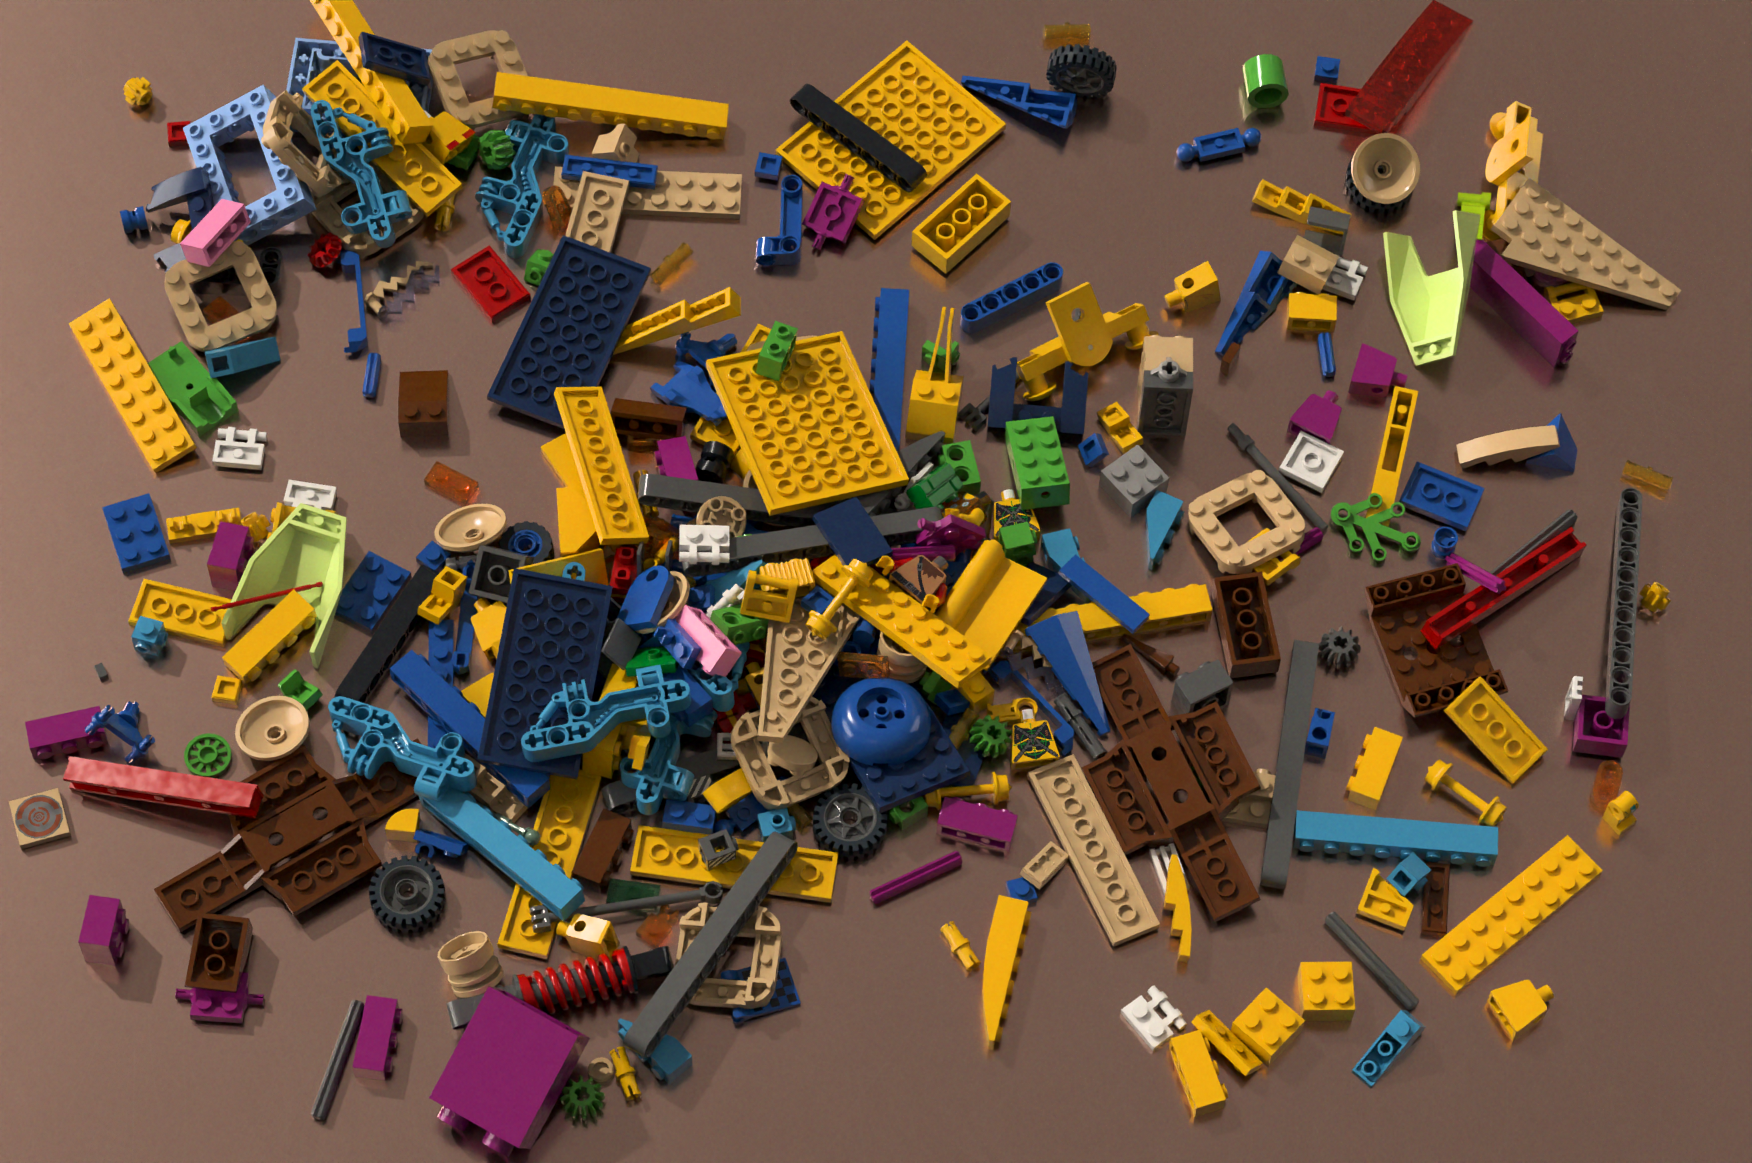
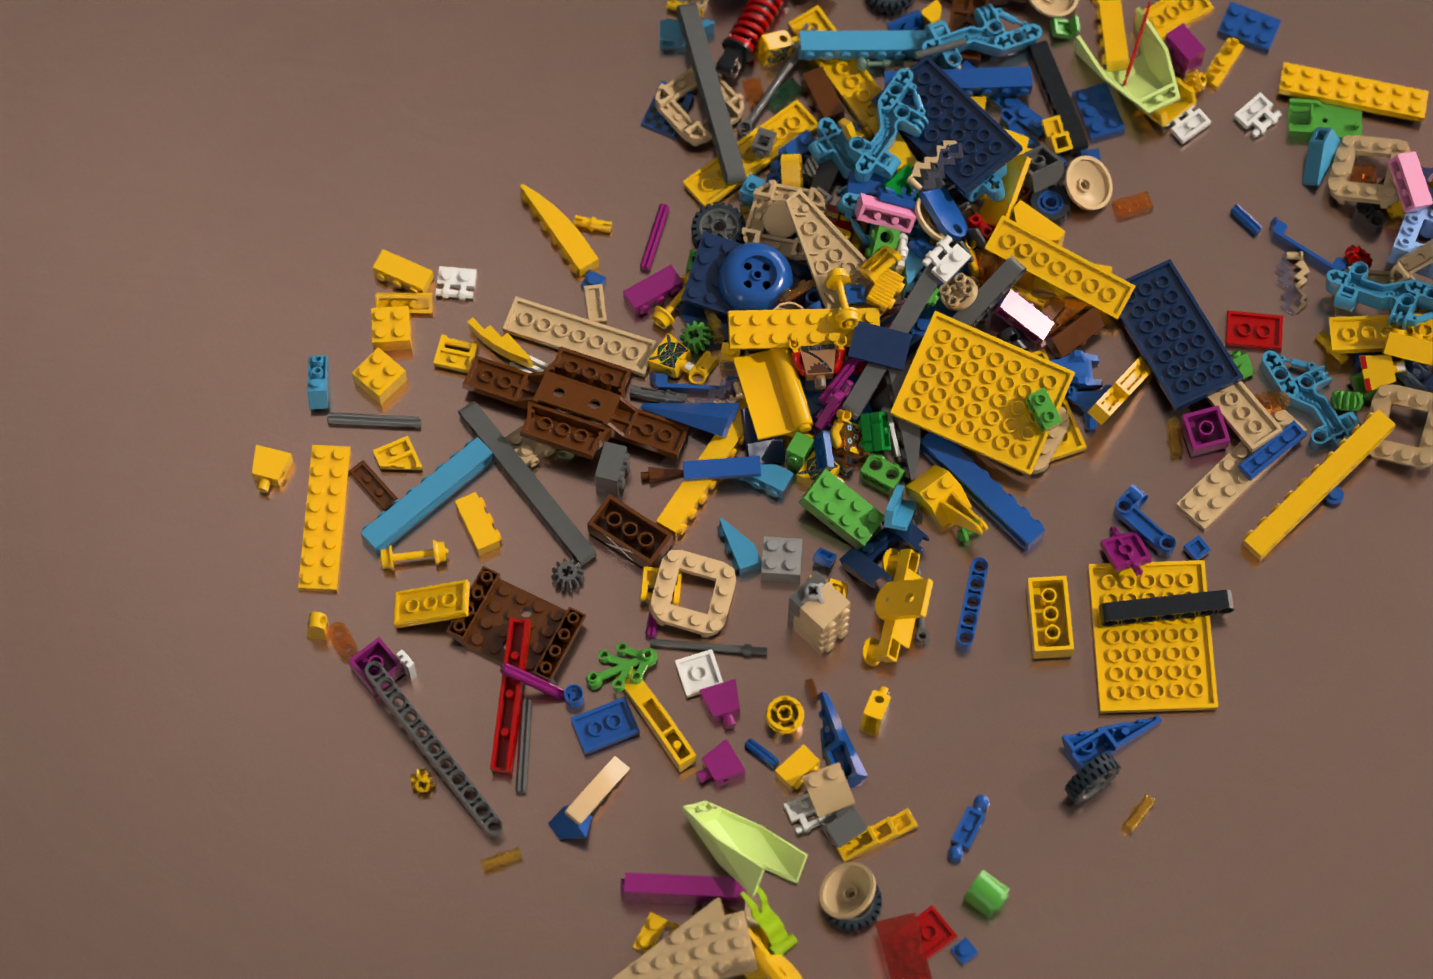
camera: 135 degrees right, 5 degrees up
(423, 403) = (1201, 230): reddish brown slope -> none
(455, 756) = (940, 48): none -> dark grey bar
(599, 634) = (940, 161): none -> piece
(617, 145) = (1285, 469): tan brick -> none
(645, 236) = (1205, 431): none -> magenta brick
(989, 412) = (899, 511): none -> dark azure panel
(1000, 515) = (823, 451): none -> blue plate
(1234, 941) = (452, 358): none -> yellow plate
(1278, 354) = (784, 714): none -> yellow cone
(1319, 733) = (528, 515): blue leg -> none
(1409, 875) = (397, 478): dark azure brick -> none

